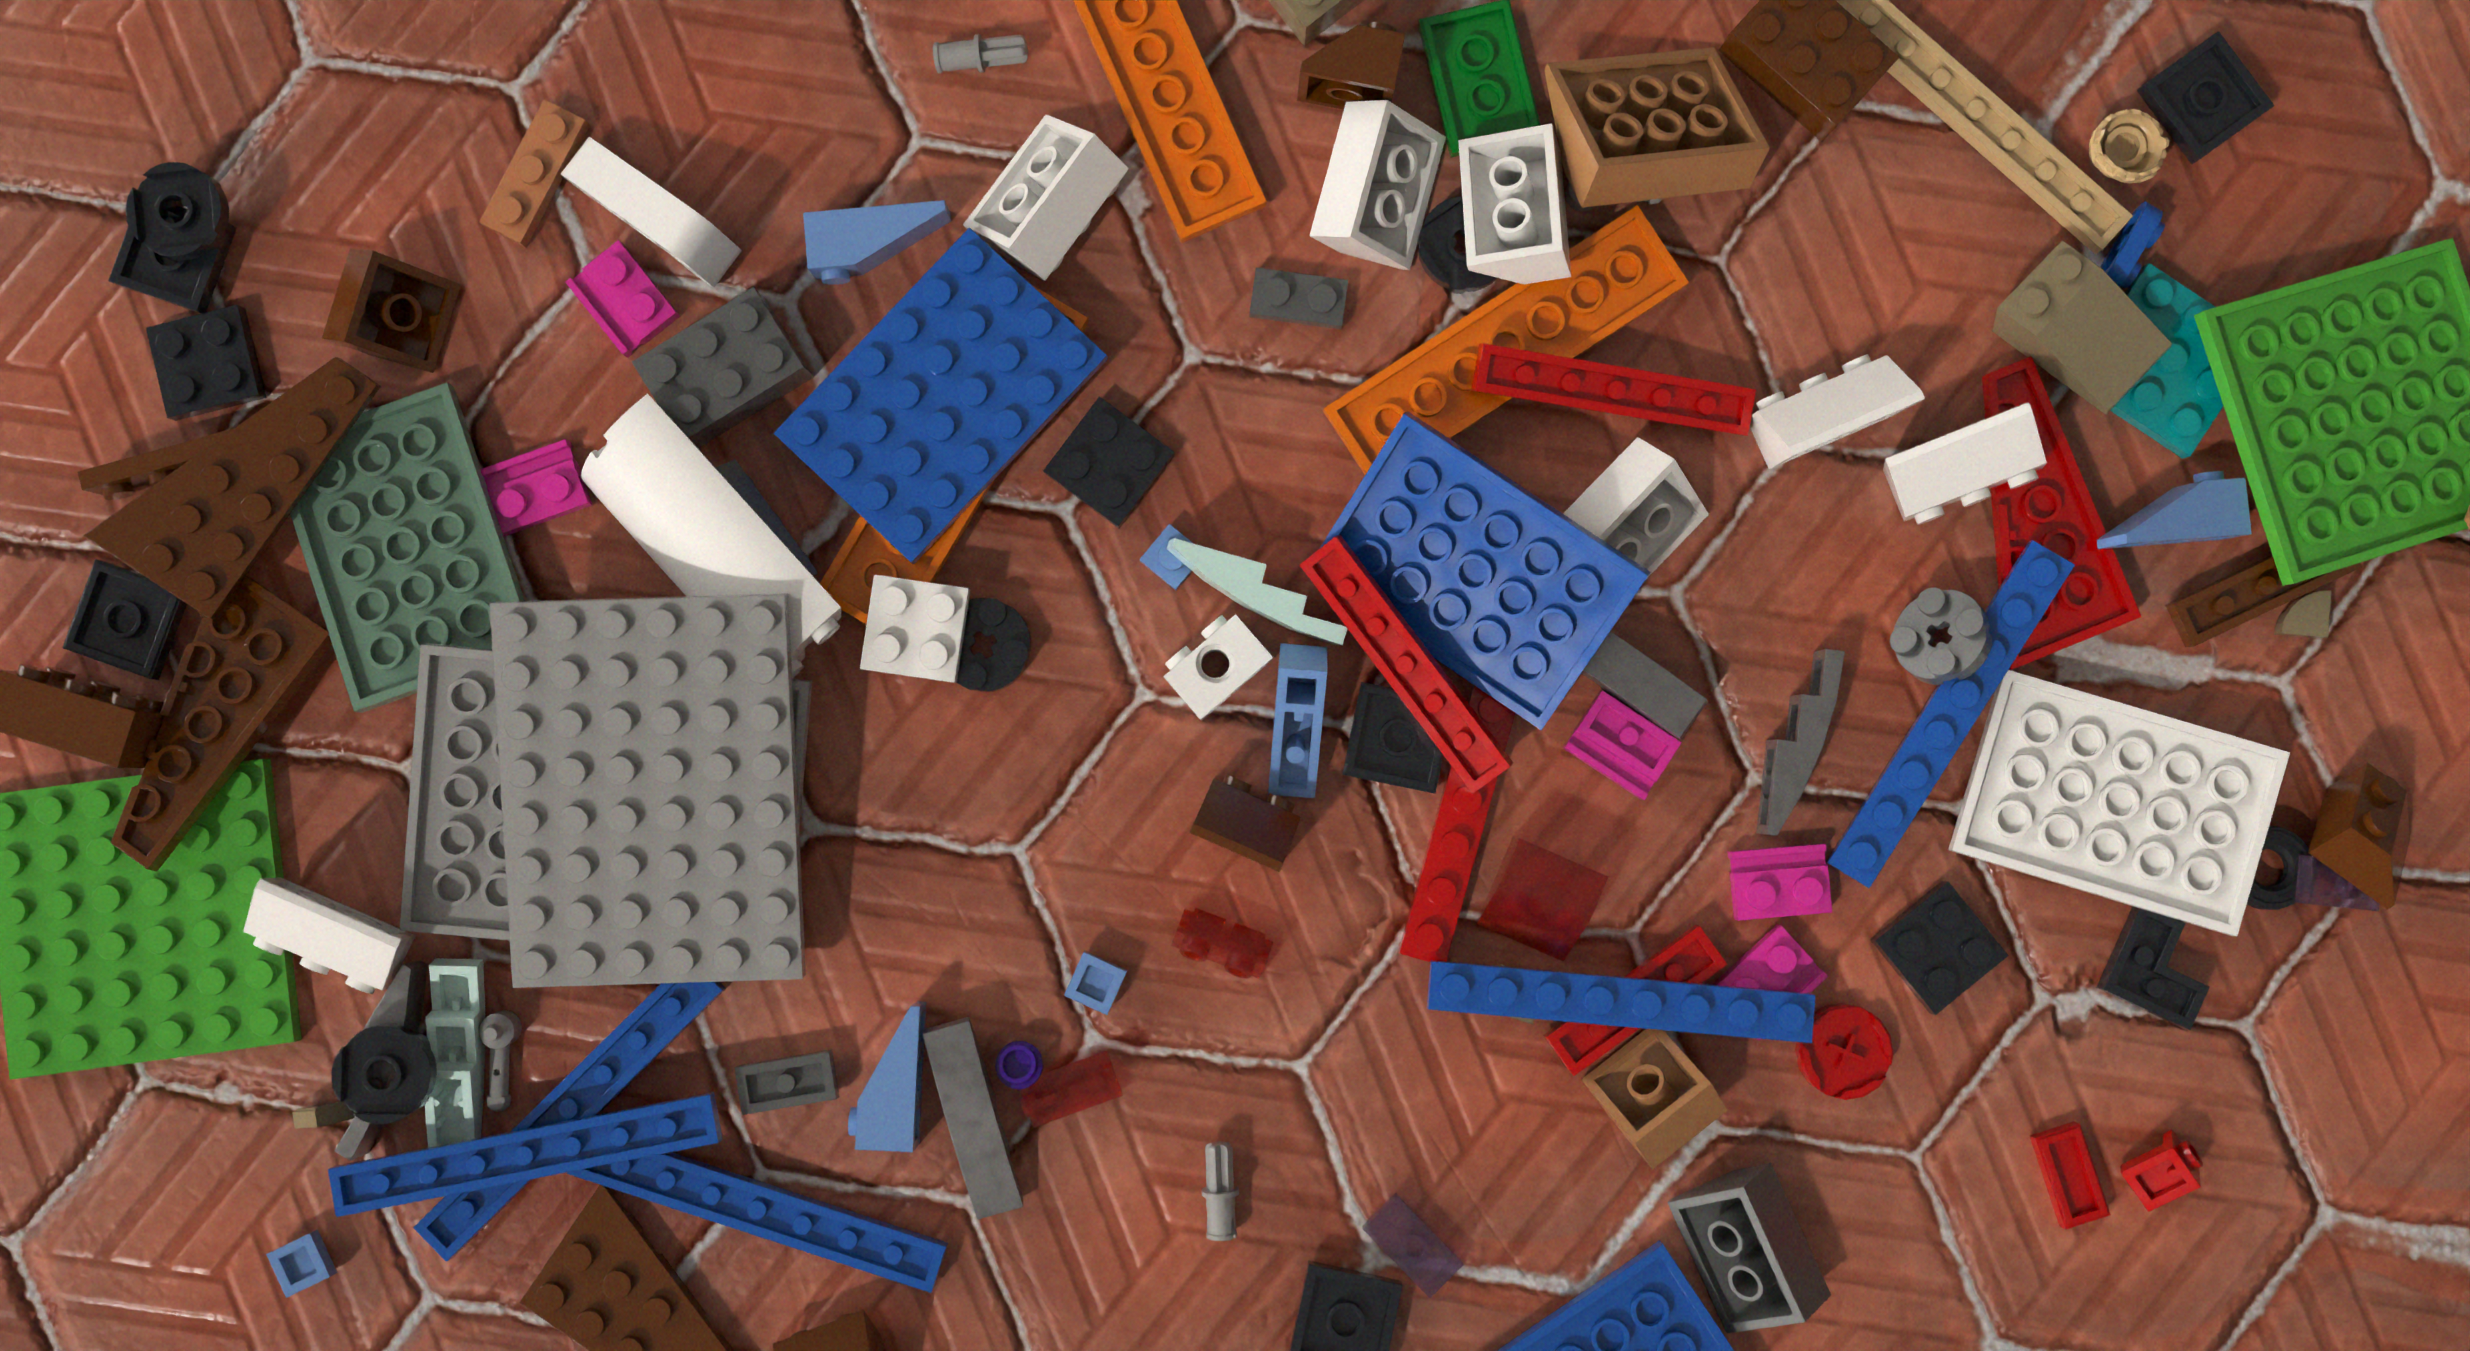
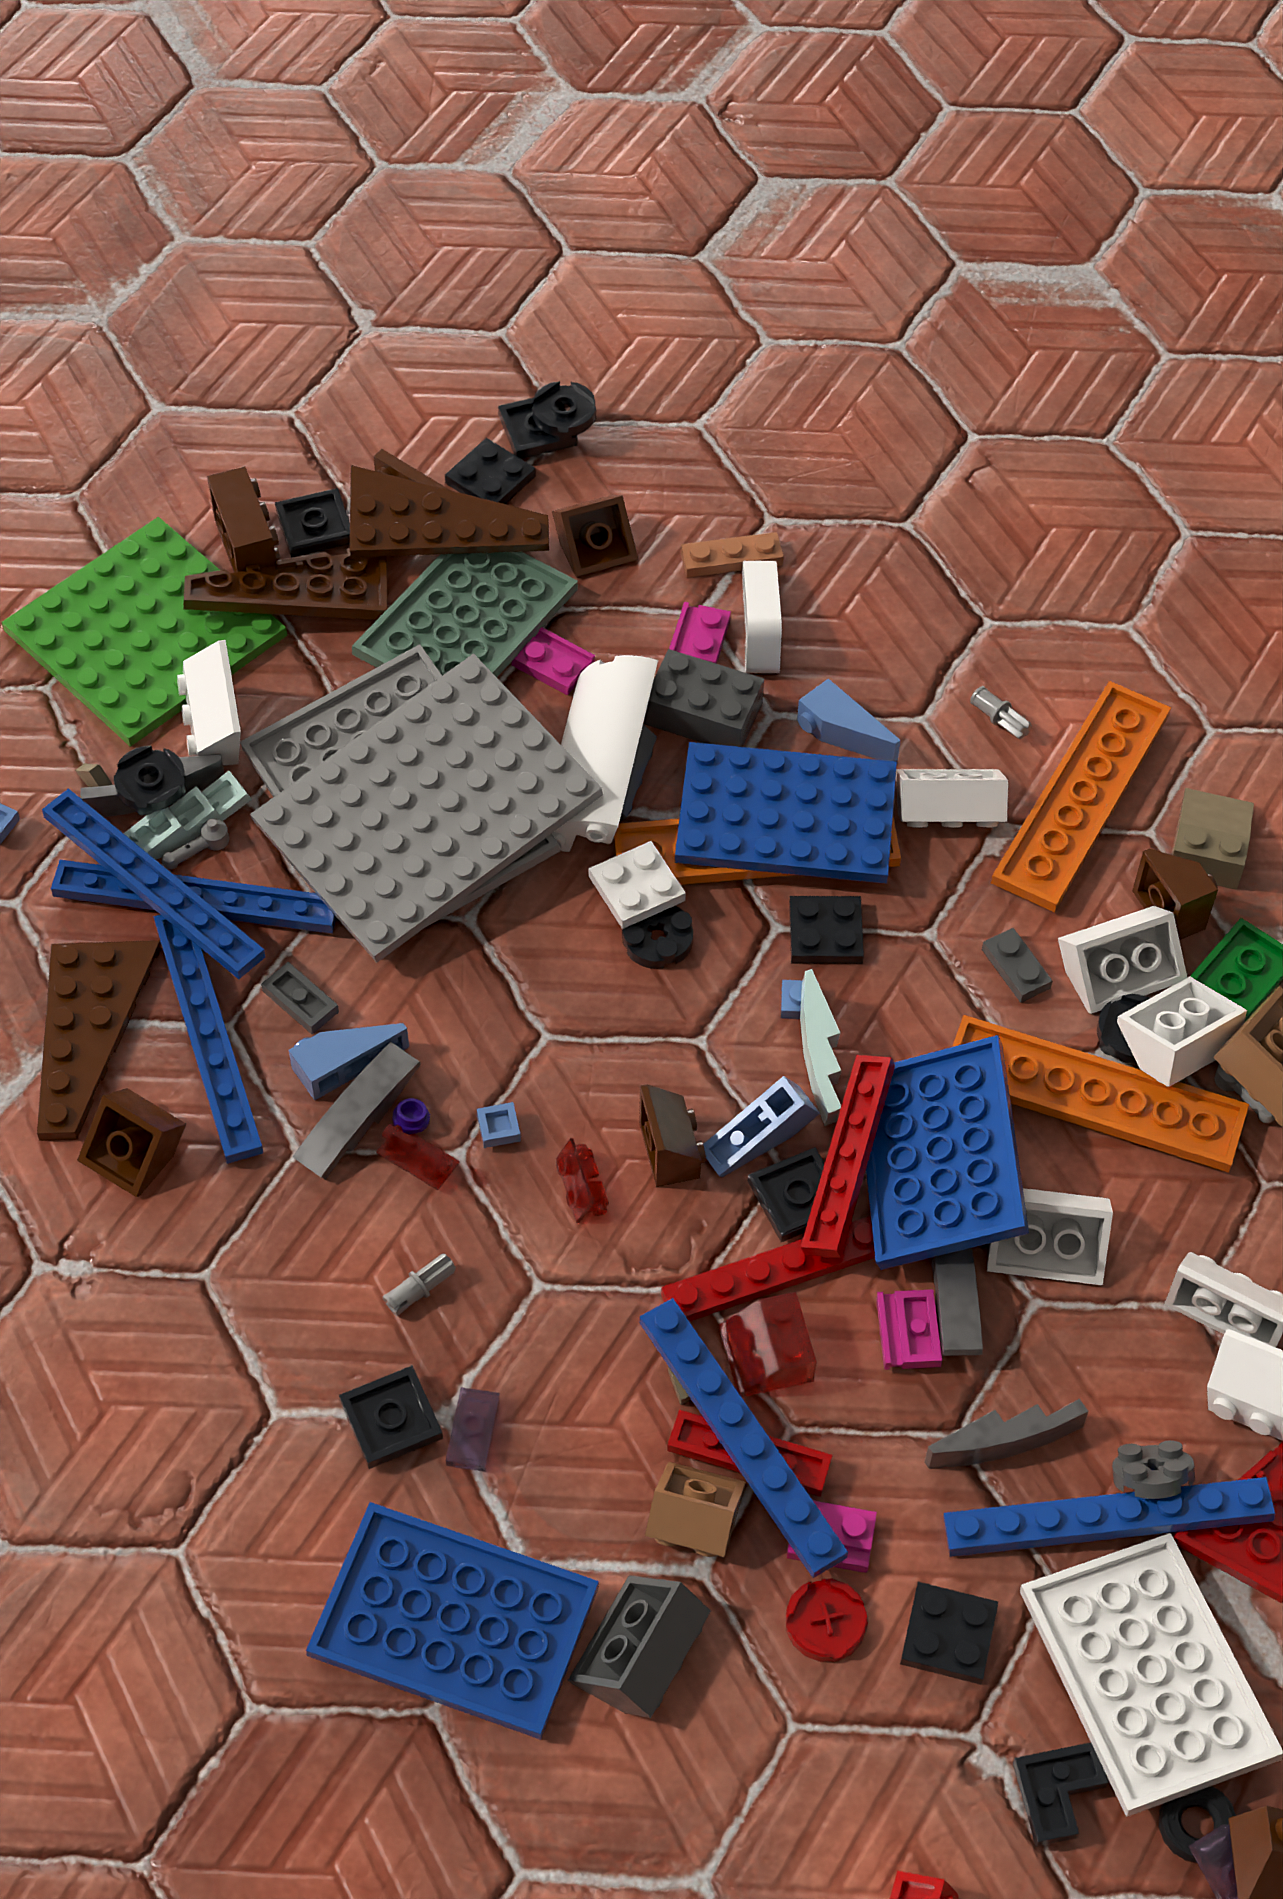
camera: 55 degrees right, 30 degrees down
(1245, 659) = (736, 1071): white brick -> none
(1613, 389) = (1125, 1164): red plate -> none
(1779, 882) = (905, 1495): dark pink plate -> none
(2070, 1175) = (866, 1842): red tile -> none

